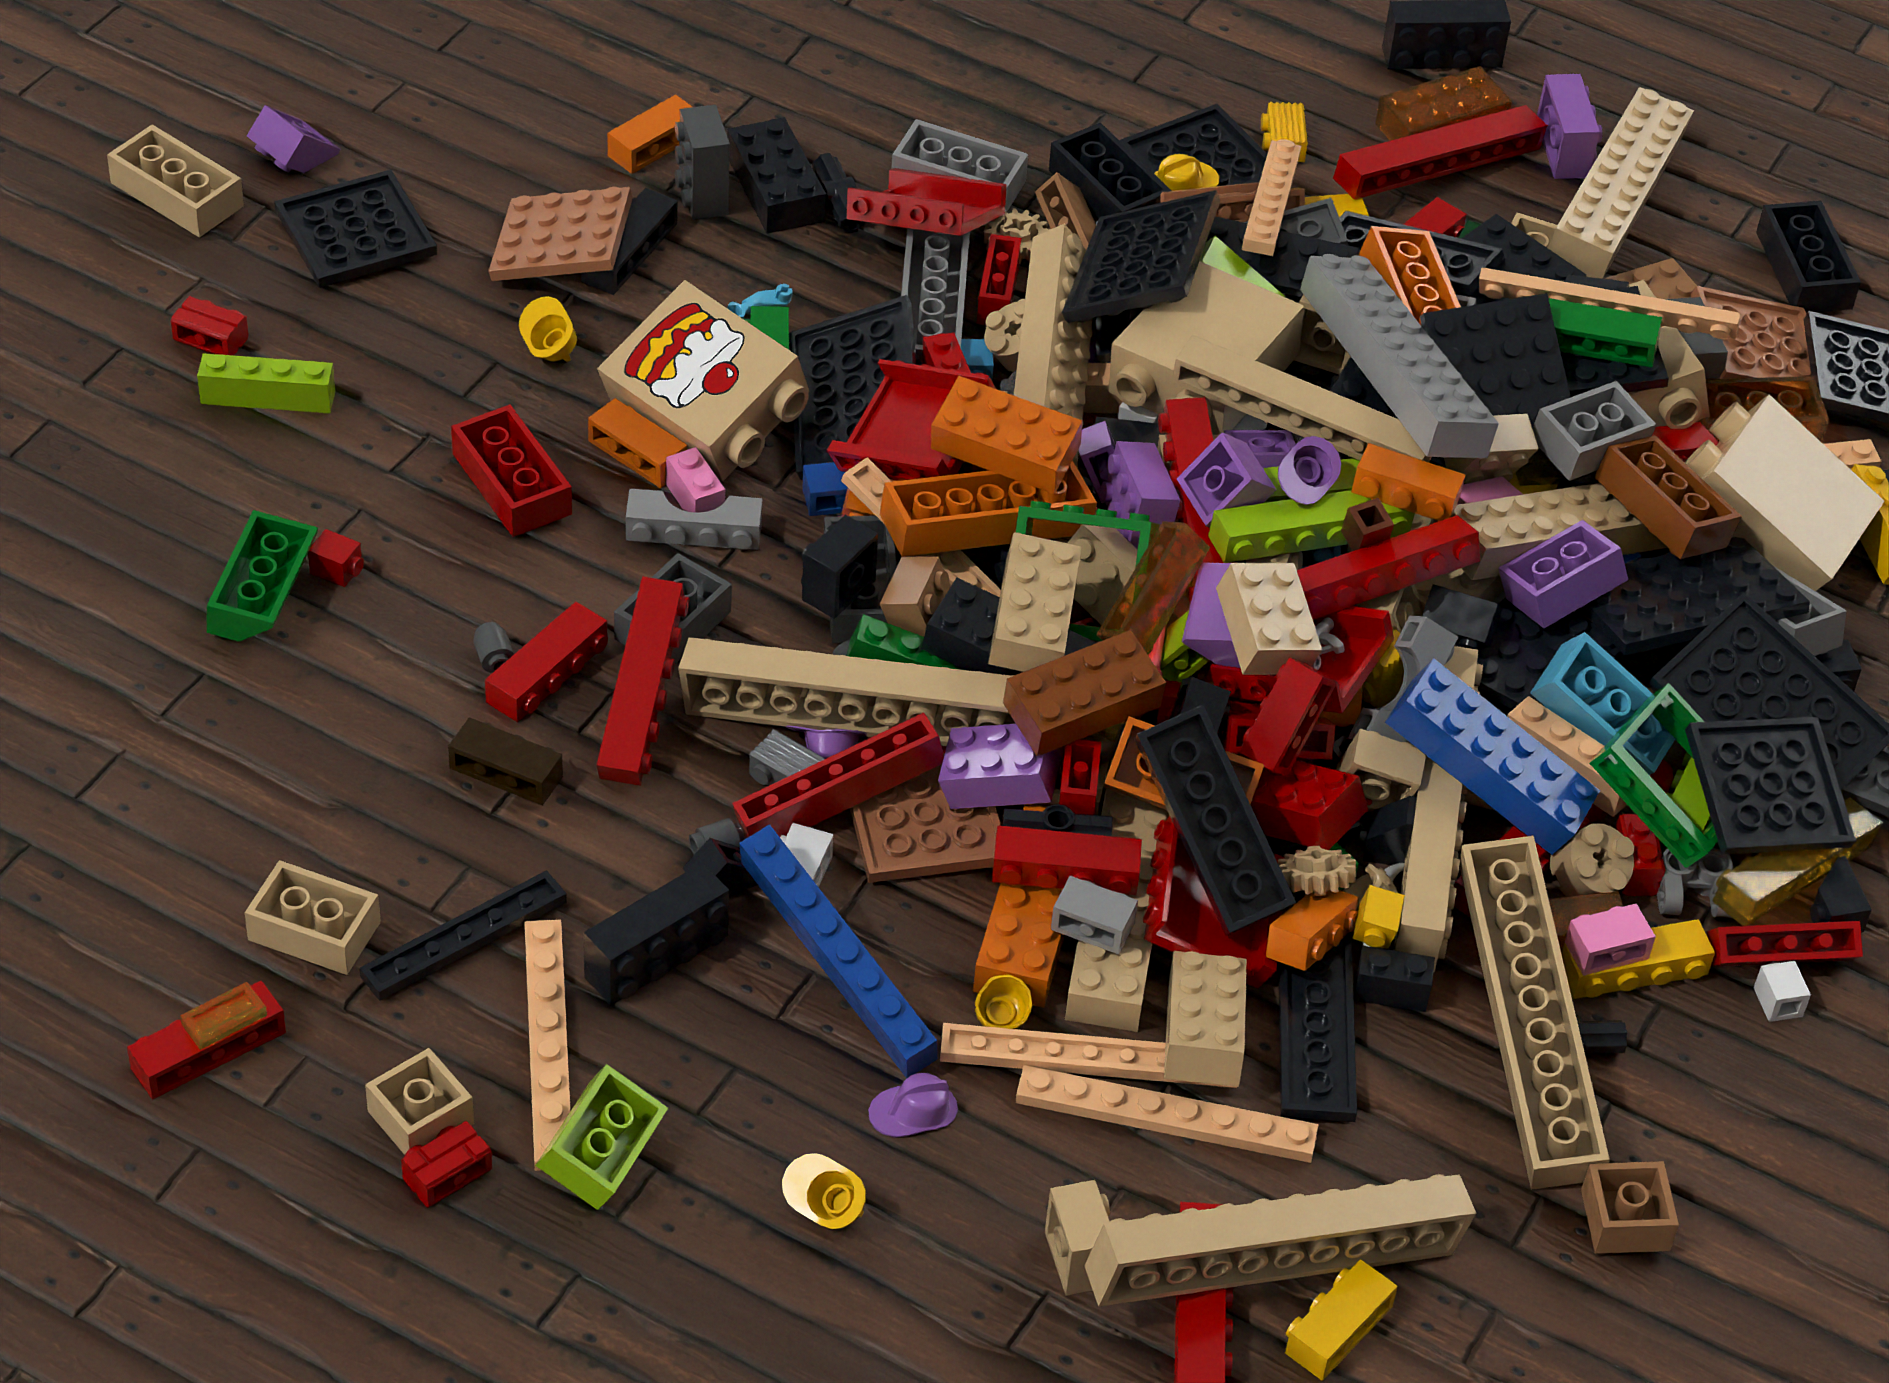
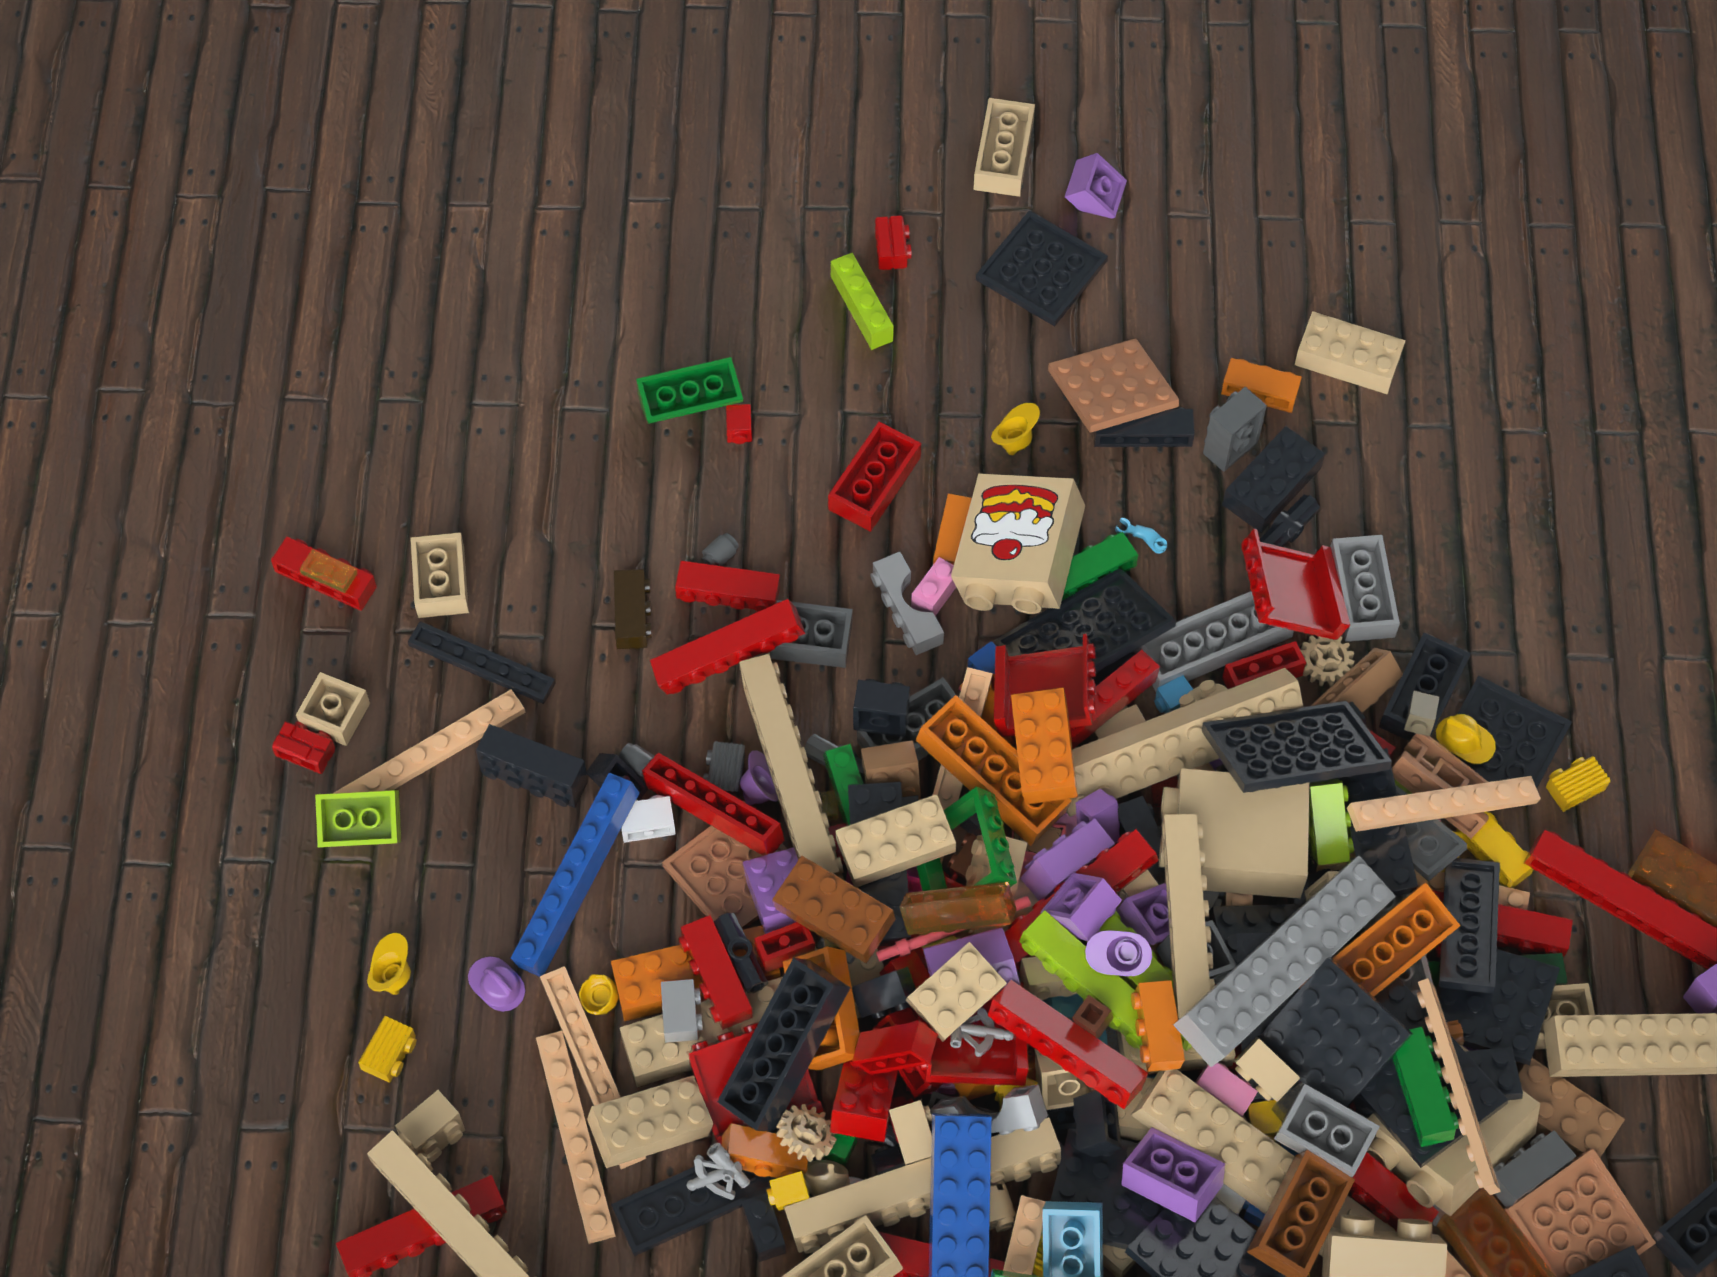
camera: 65 degrees right, 15 degrees up
(671, 54) = (1349, 352): none -> tan brick
(937, 1248) = (388, 1049): none -> yellow brick
(1150, 176) = (1421, 713): none -> dark tan brick
(1323, 956) = (725, 1170): none -> light grey piece

